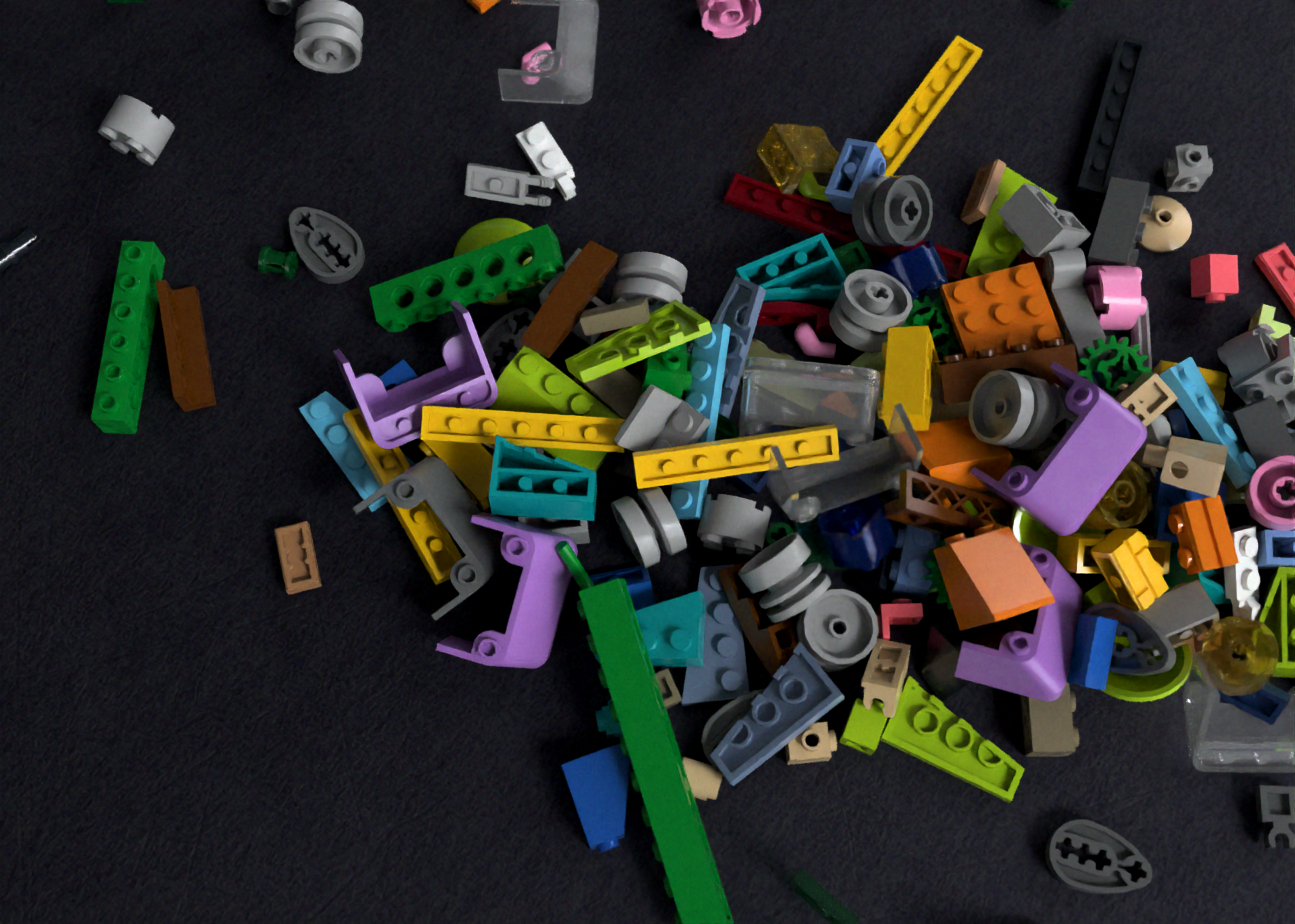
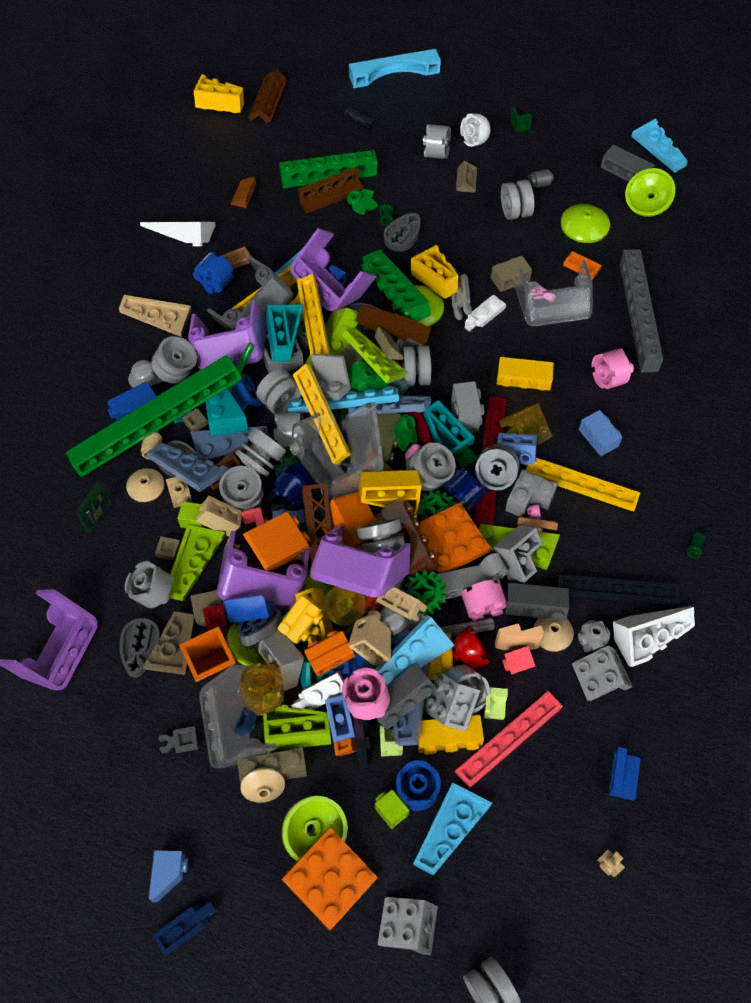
camera: 75 degrees right, 10 degrees down
(126, 508) = (244, 192): none -> dark orange slope
(127, 61) = (475, 129): none -> white cylinder
(201, 630) = (187, 232): none -> white wedge
(227, 293) = (362, 201): none -> green plate
(229, 110) = (466, 177): none -> dark tan slope
(333, 595) = (213, 273): none -> blue brick
(390, 720) = (161, 314): none -> tan wing
(451, 208) = (435, 272): none -> yellow wedge
(480, 95) = (505, 273): none -> dark tan brick
(525, 764) = (143, 372): none -> light grey piece
(527, 703) = (174, 359): none -> light grey wheel
(696, 131) = (525, 373): none -> yellow brick
(753, 229) = (466, 405): none -> light grey brick
(767, 823) = (145, 491): none -> tan dish
(768, 333) = (405, 432): none -> green plate
(840, 55) = (600, 433): none -> medium blue brick
(919, 781) = (167, 548): none -> dark tan plate
(933, 166) = (530, 489): none -> light grey brick
(958, 189) = (534, 512): none -> bright pink hinge
(1015, 834) = (149, 585): none -> light grey brick
(1093, 717) = (215, 617): none -> dark red slope
(1109, 798) = (167, 653): none -> dark tan wing
(1174, 732) = (207, 654): none -> orange slope
(1185, 99) = (646, 633): none -> white wedge
(1186, 263) = (512, 638): none -> light nougat slope
(1187, 339) = (469, 649): none -> red cylinder
(1245, 178) = (601, 673): none -> light grey bracket

